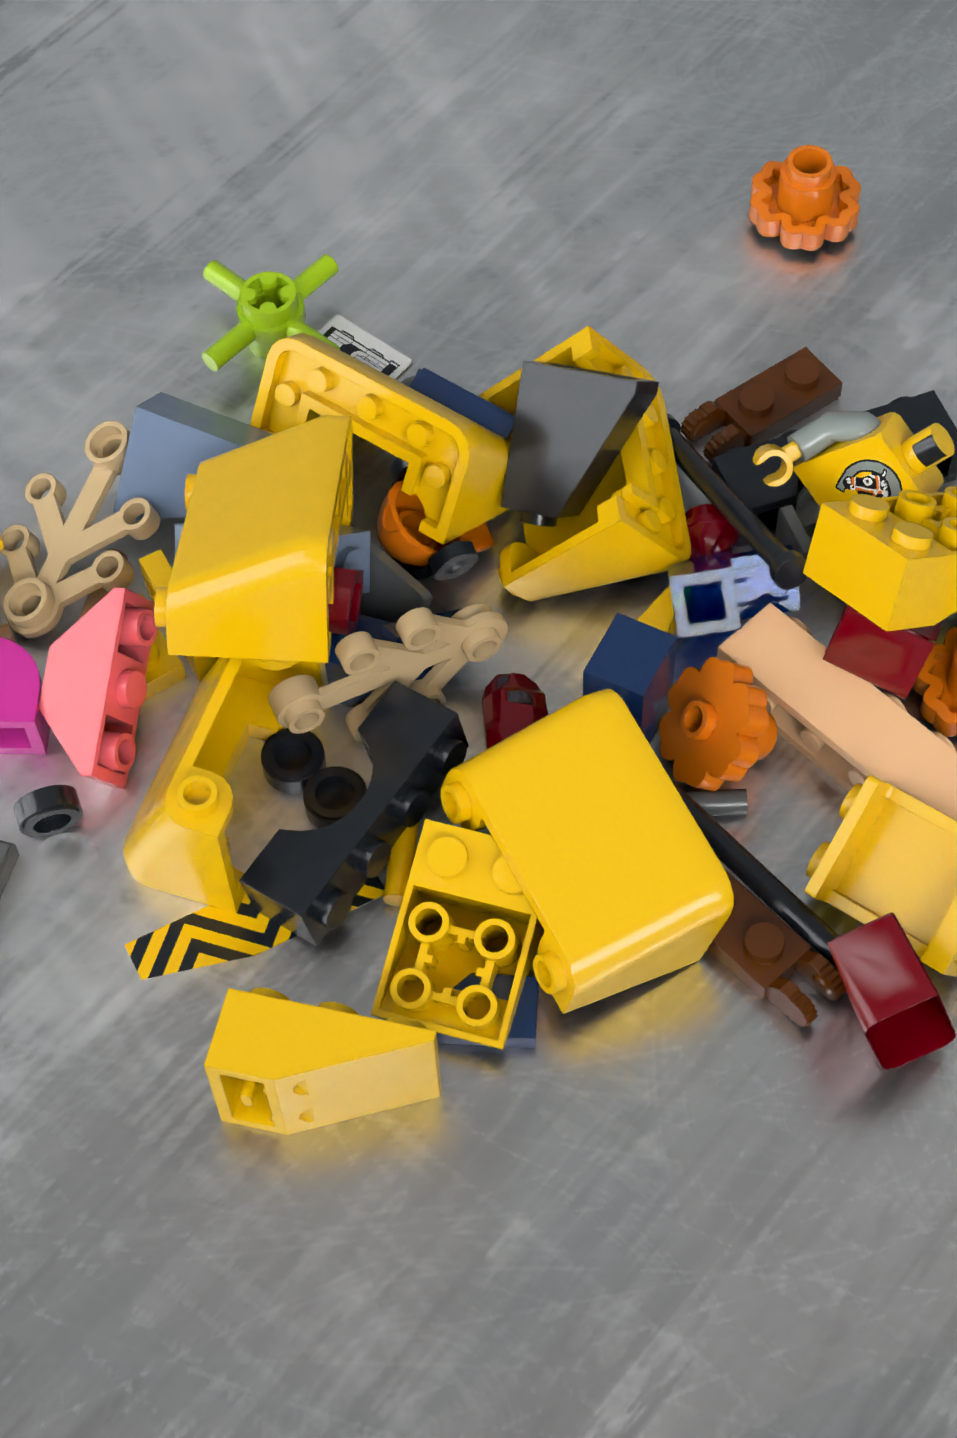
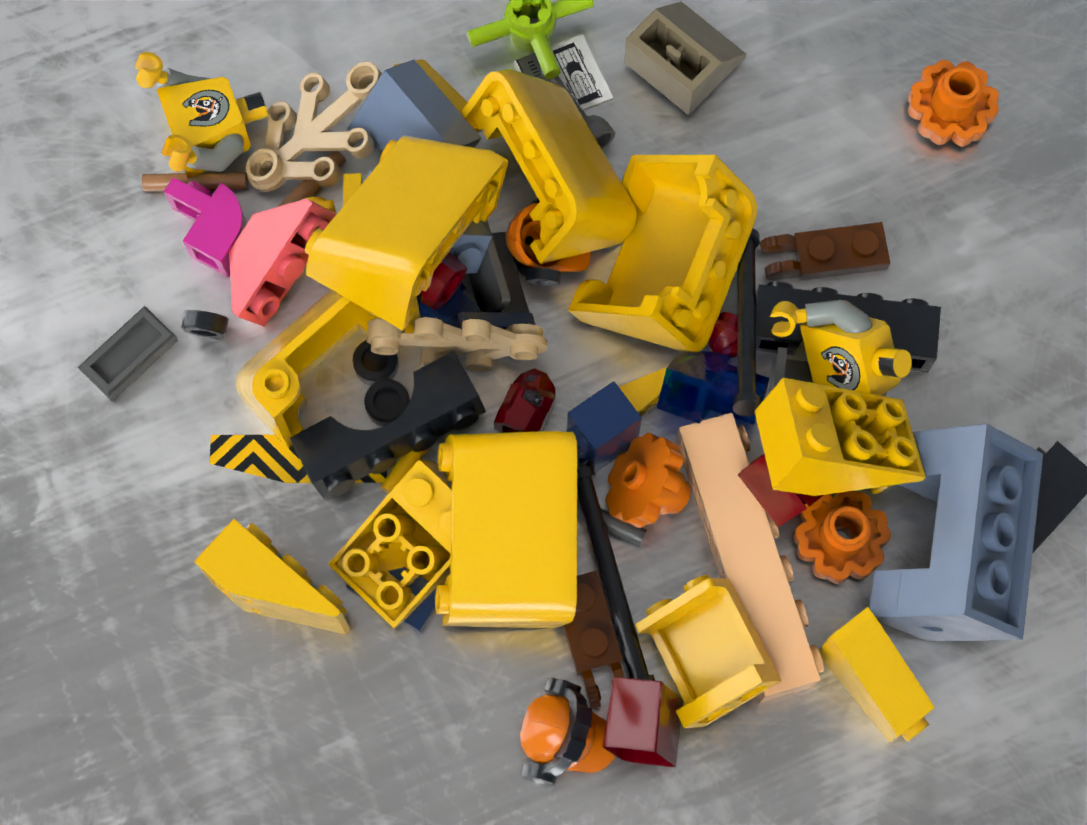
camera: 25 degrees right, 15 degrees up
(463, 402) = (612, 160): dark blue tile -> none
(468, 282) = (681, 55): none -> dark tan slope
(568, 436) = (664, 223): black slope -> none
(796, 1067) = (562, 734): none -> cap

